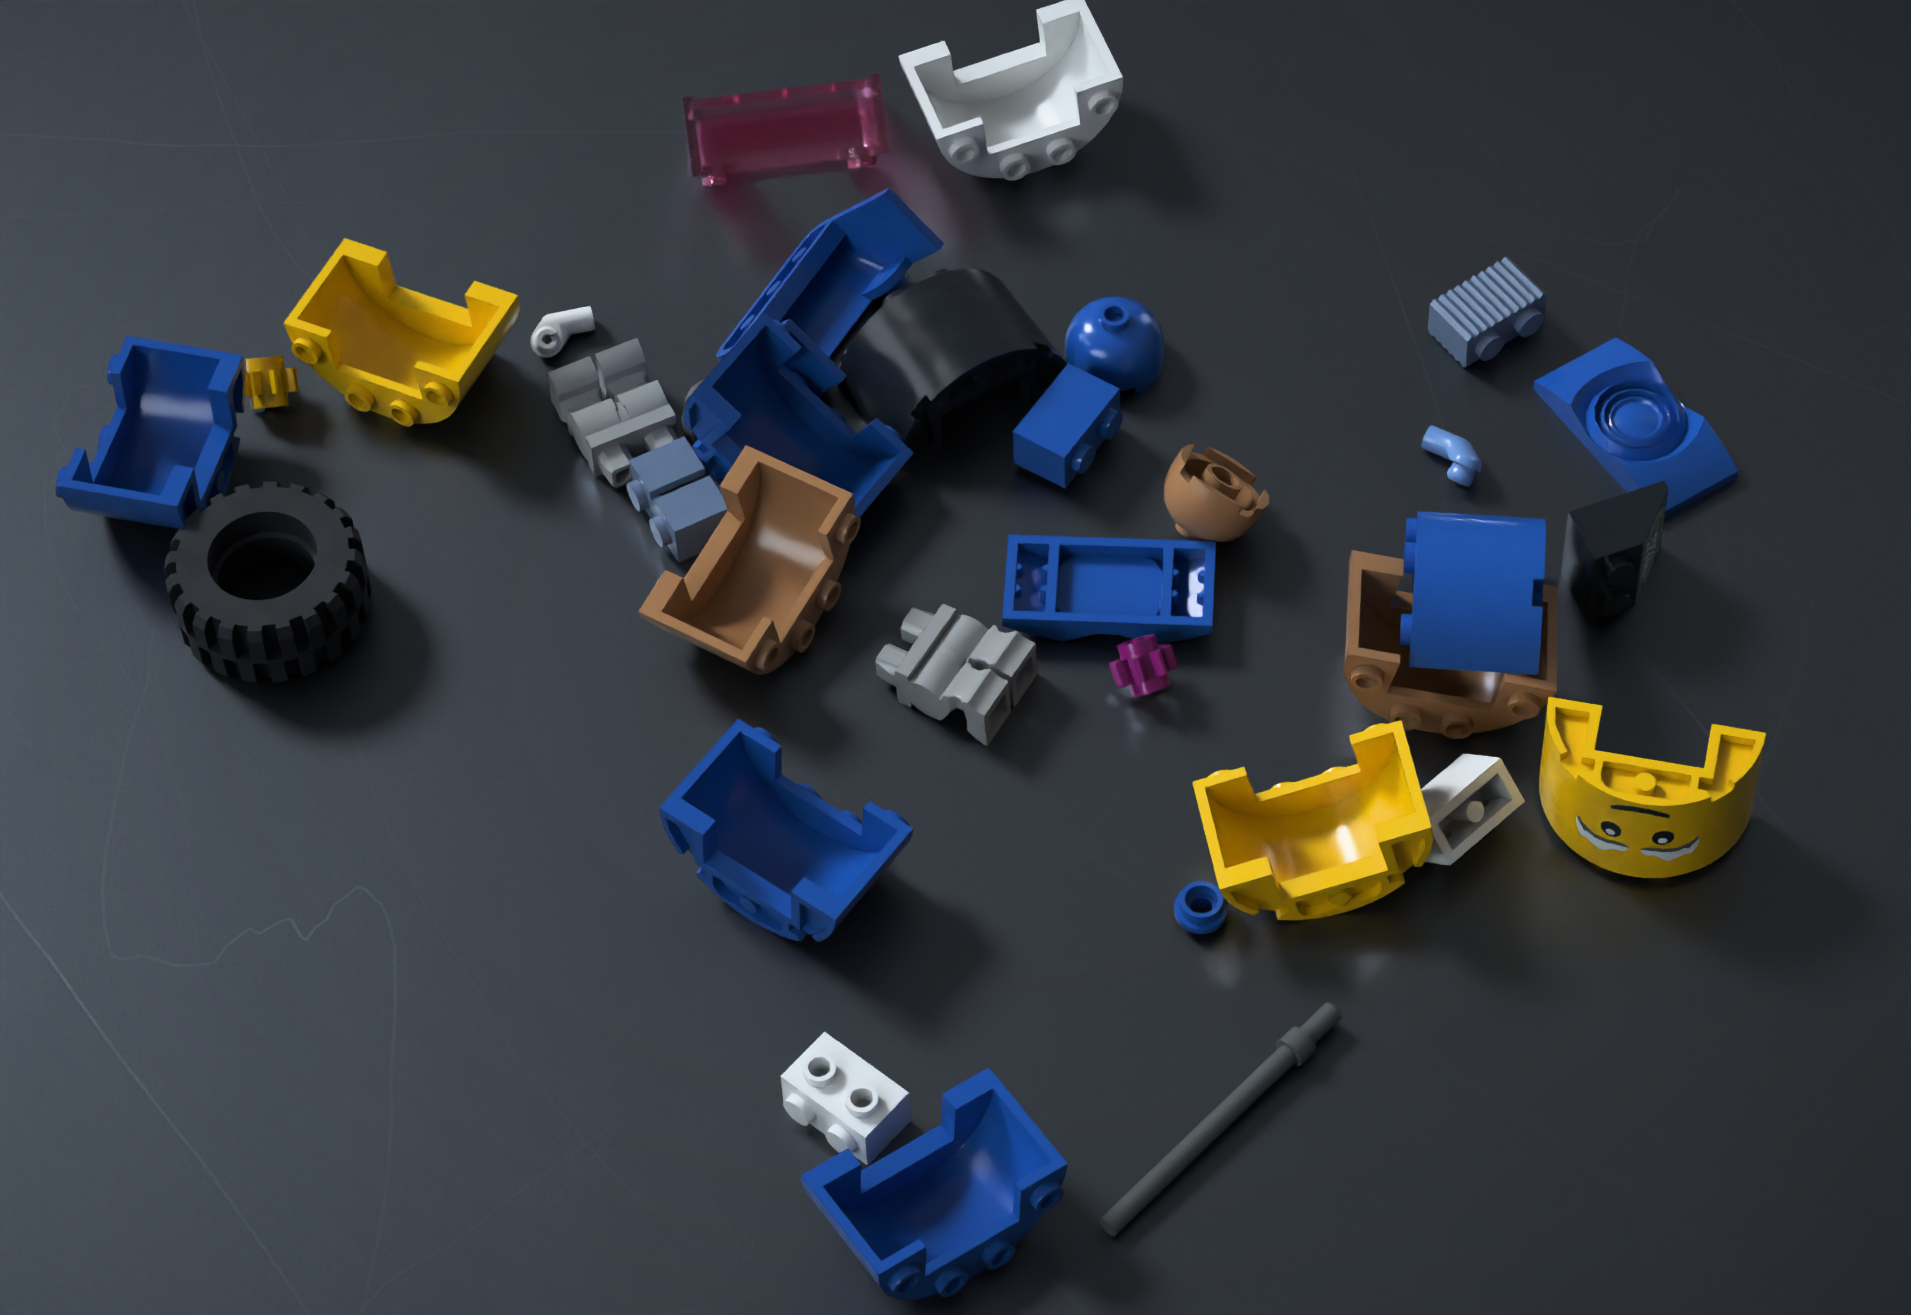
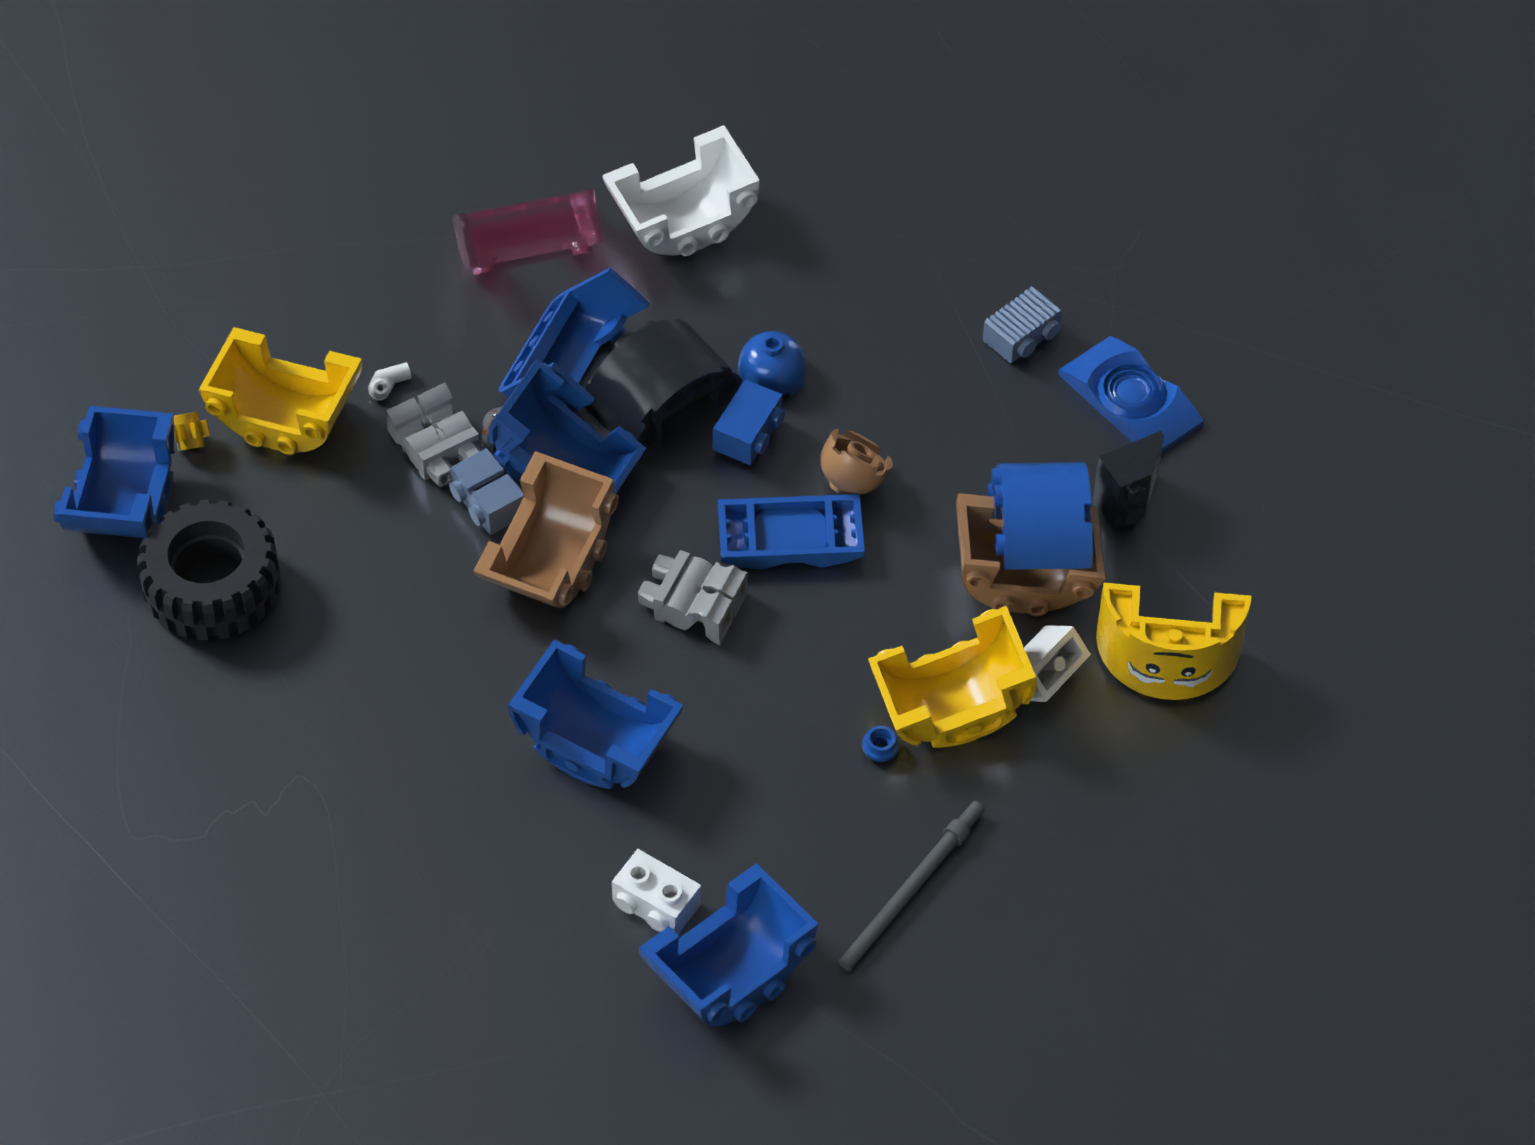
camera: 10 degrees left, 0 degrees up
(1143, 665) = (821, 582): magenta gear -> none
(1456, 449) = (1013, 420): medium blue arm -> none

